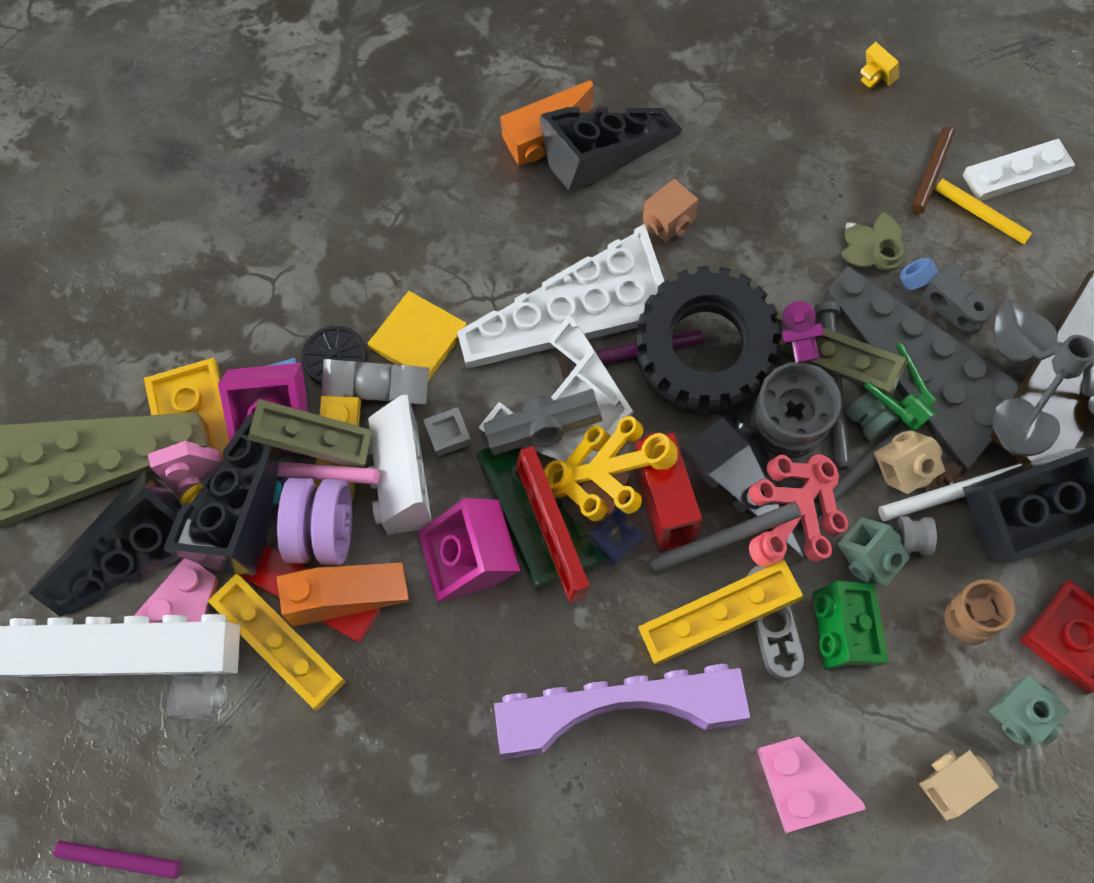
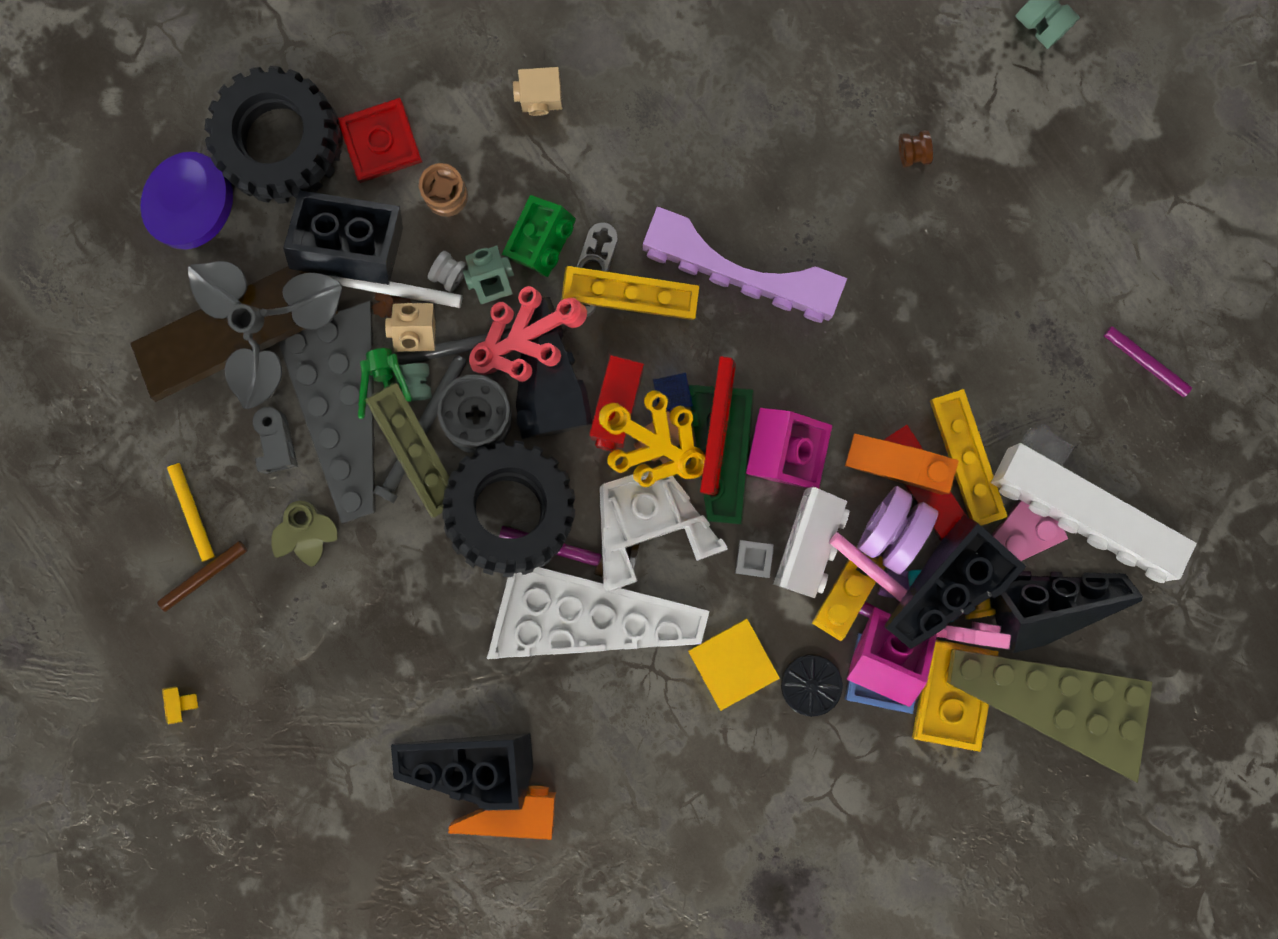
camera: 155 degrees left, 20 degrees up
(309, 434) = (871, 597): olive plate -> none
(374, 381) = (792, 633): light grey piece -> none
(542, 422) = (679, 512): dark grey piece -> none
(670, 211) = (457, 659): nougat brick -> none
(726, 537) = (592, 343): dark grey bar -> none
(801, 331) = (436, 463): magenta hips -> none
(805, 786) = (643, 148): bright pink wing -> none
(919, 273) = (289, 481): medium blue tile -> none
(1018, 170) = (131, 533): white plate -> none
(1030, 713) = (458, 105): sand green brick -> none

